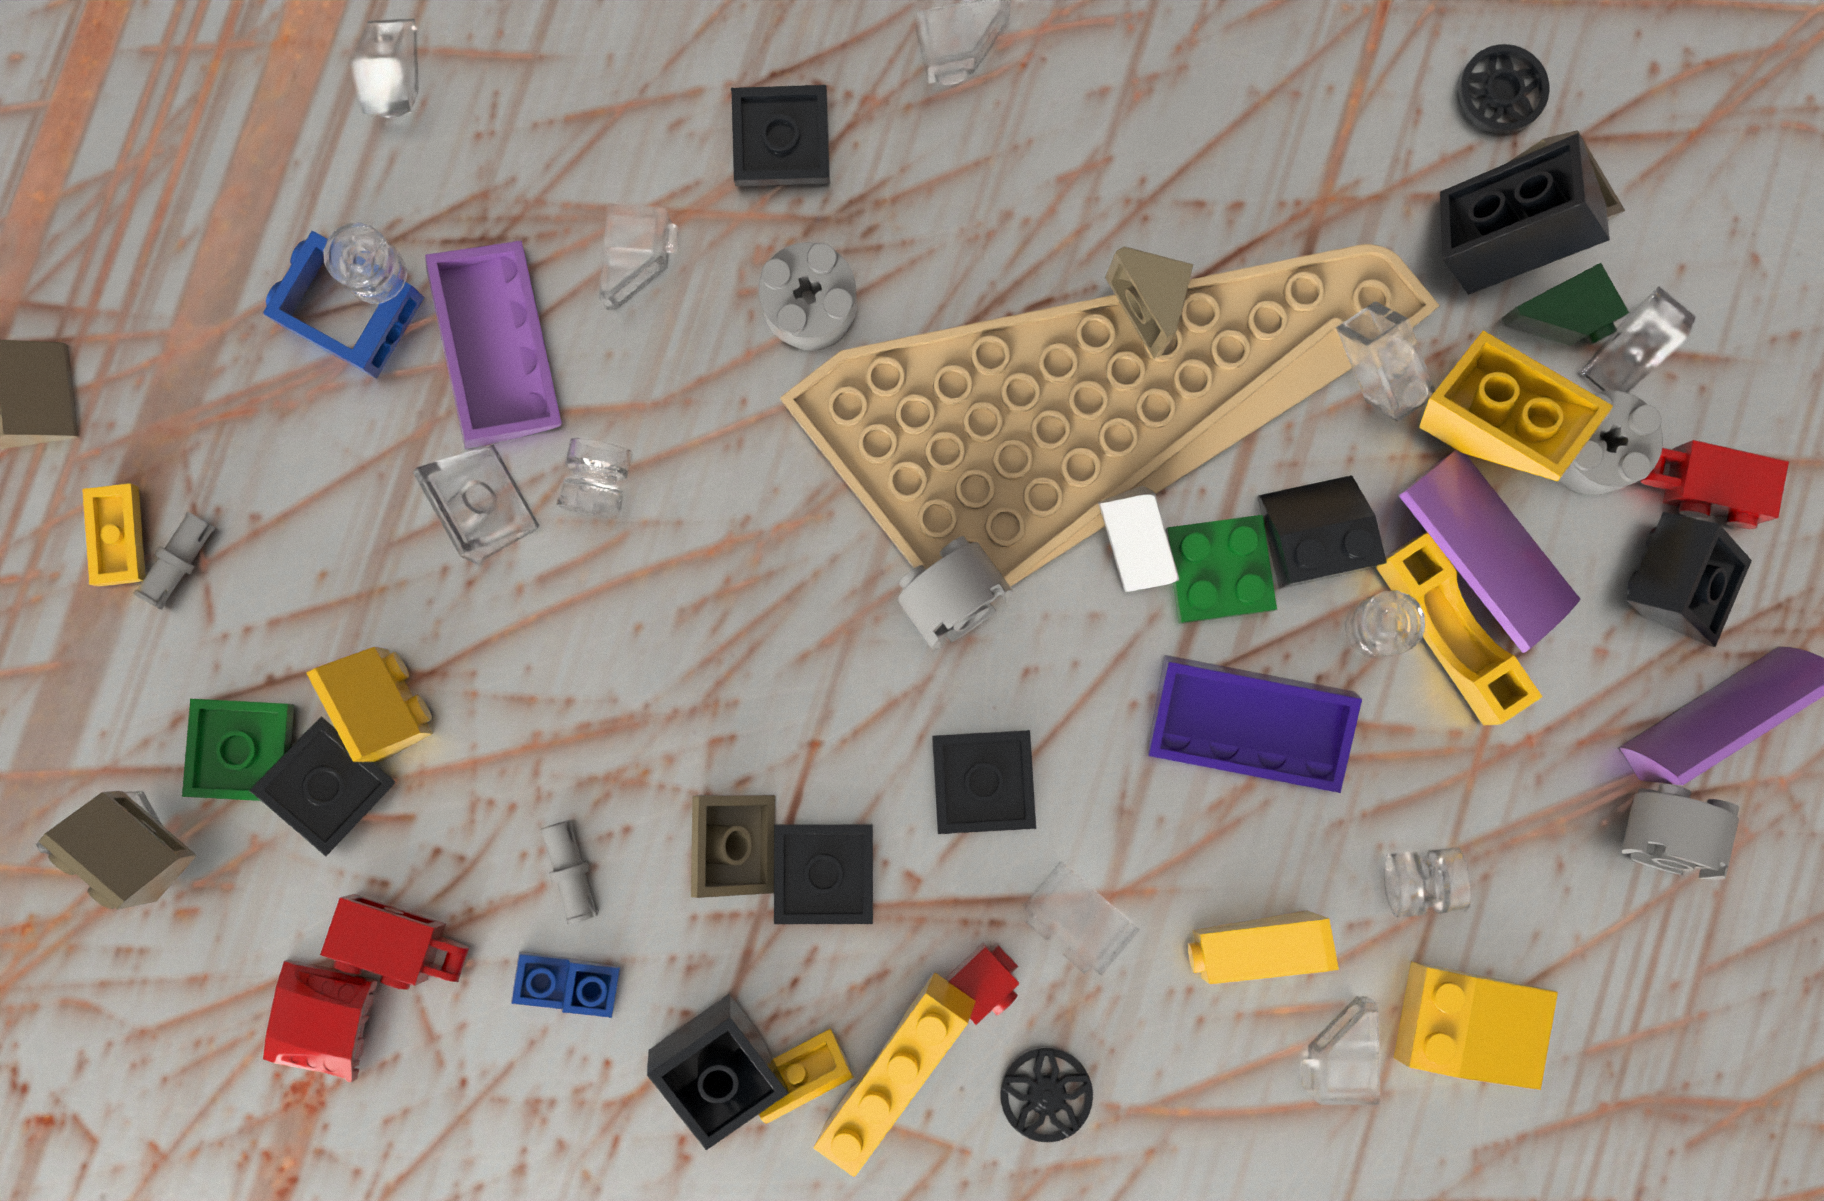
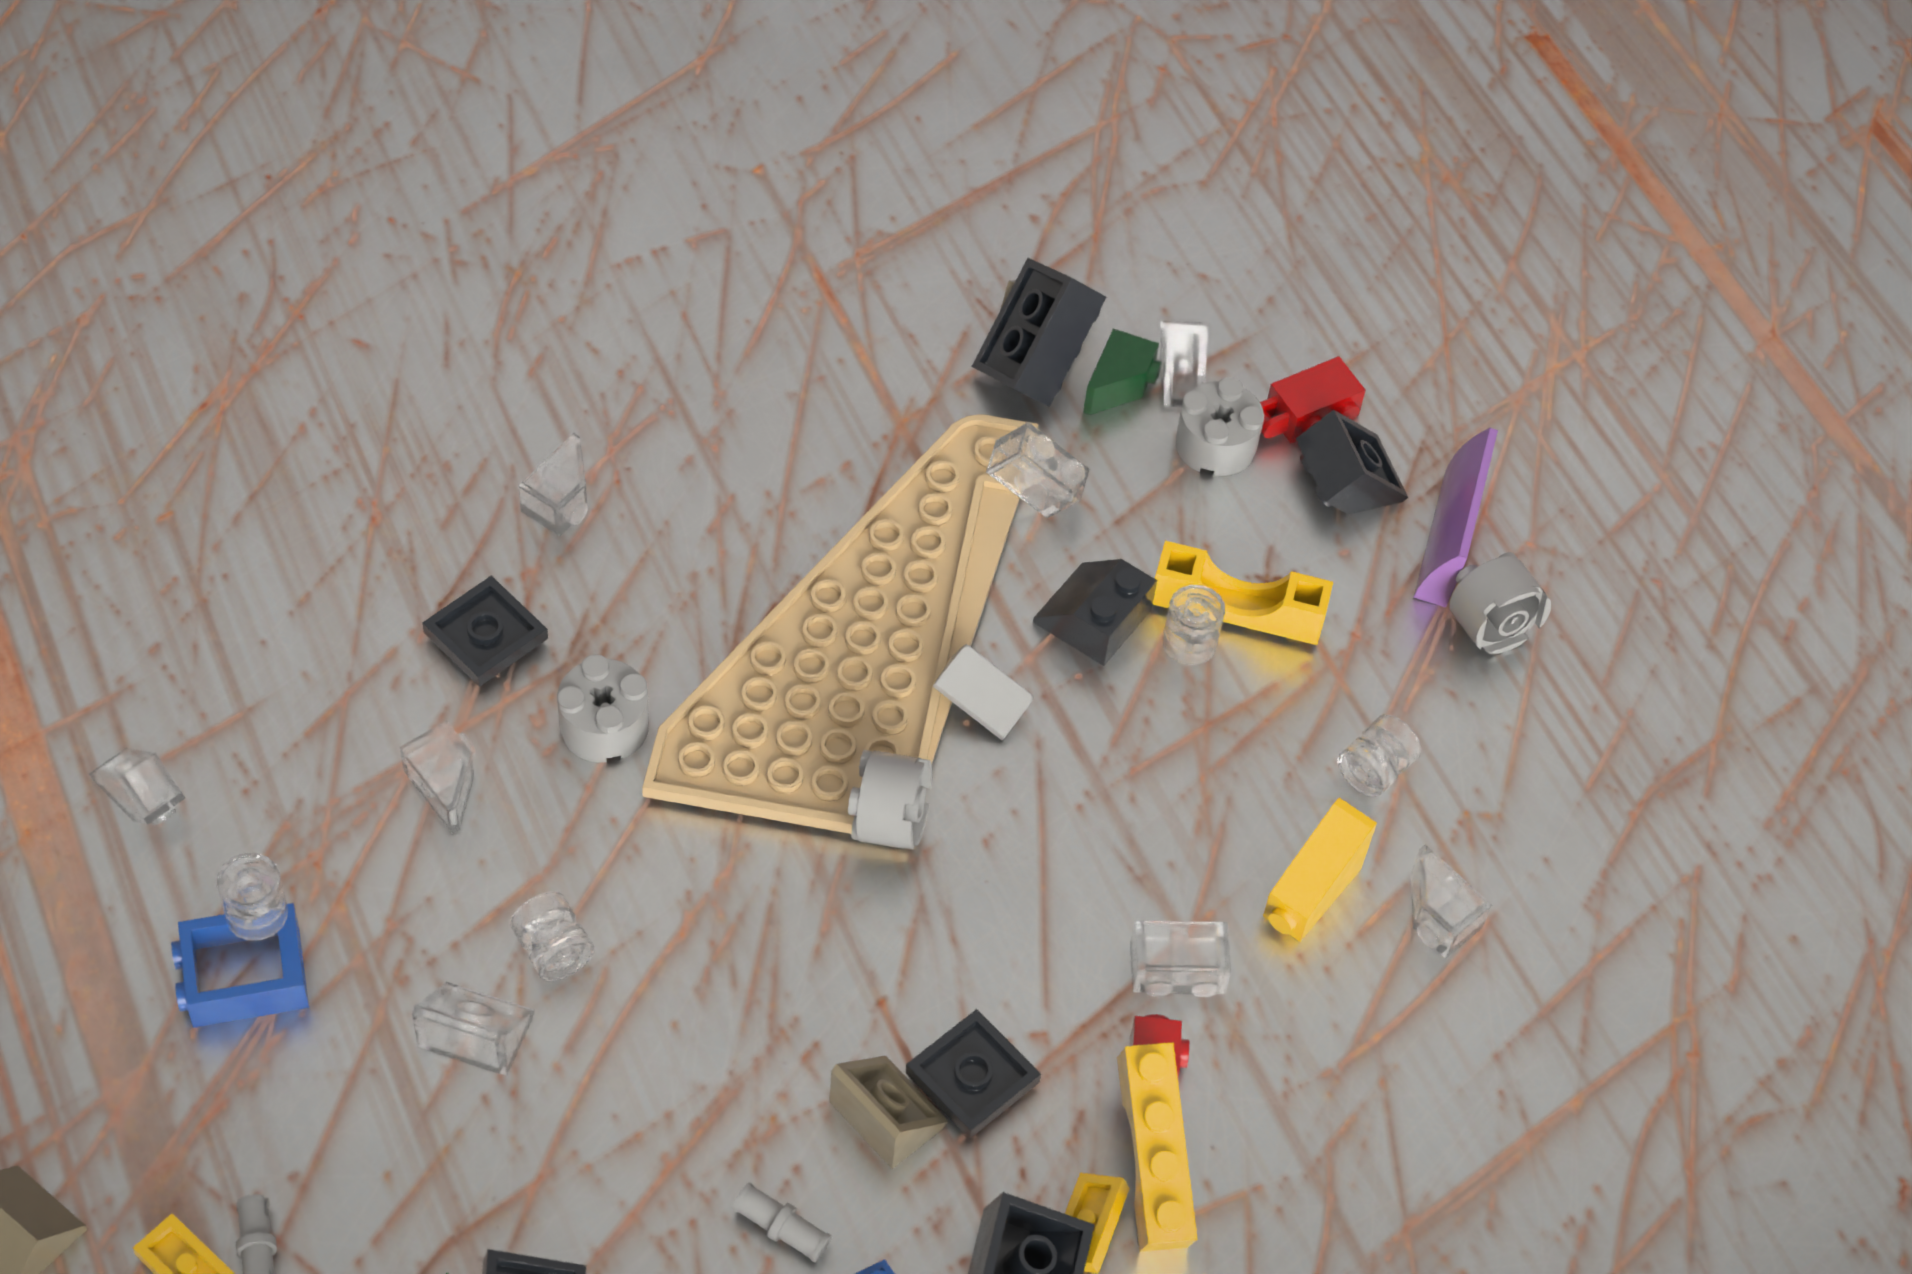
camera: 45 degrees left, 30 degrees down
(371, 704) = (517, 1215): yellow slope -> none
(492, 343) = (385, 913): medium lavender slope -> none
(984, 782) = (1026, 925): black plate -> none
(1046, 1094) = (1273, 1097): black wheel -> none
(1150, 293) = (847, 530): dark tan slope -> none
(1221, 569) = (1059, 677): green plate -> none
(1253, 723) = (1169, 751): dark purple slope -> none
(1475, 1027) = (1498, 823): yellow slope -> none
(1490, 549) = (1213, 529): medium lavender slope -> none
(1503, 89) = (952, 286): black wheel -> none
(1512, 410) = (1143, 440): yellow slope -> none

